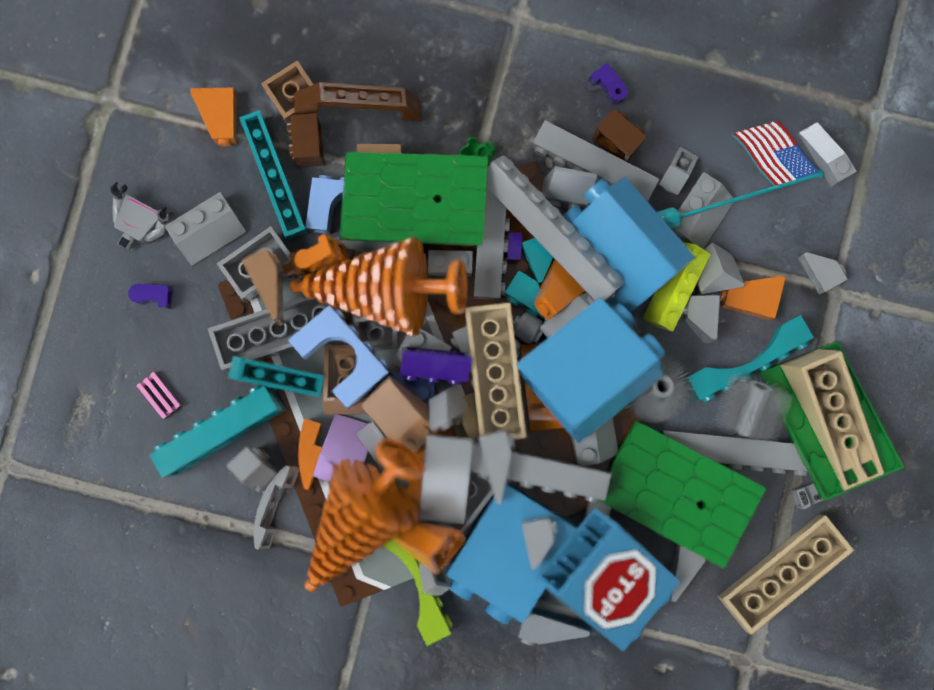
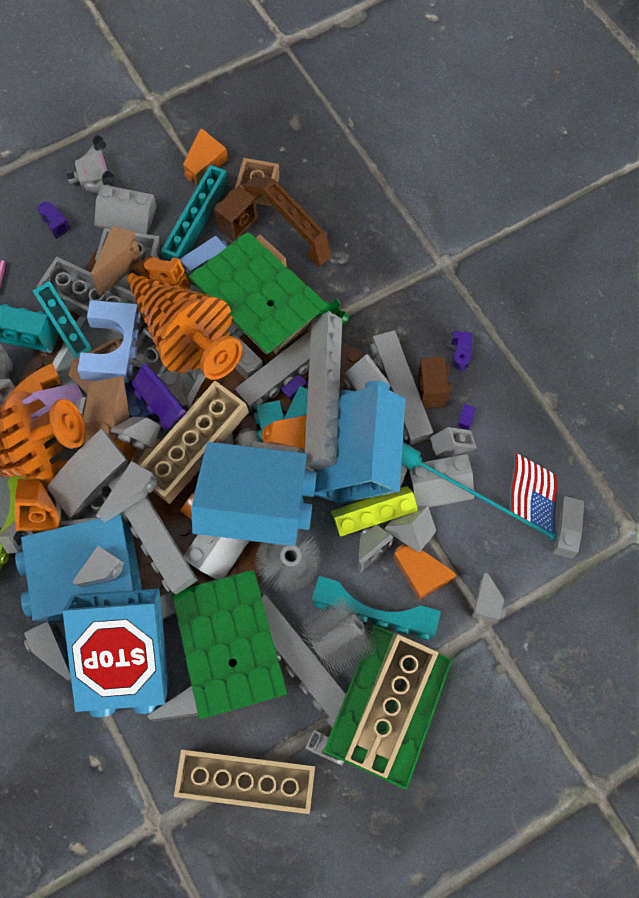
camera: 50 degrees right, 15 degrees down
(666, 138) = (466, 417): none -> dark purple piece

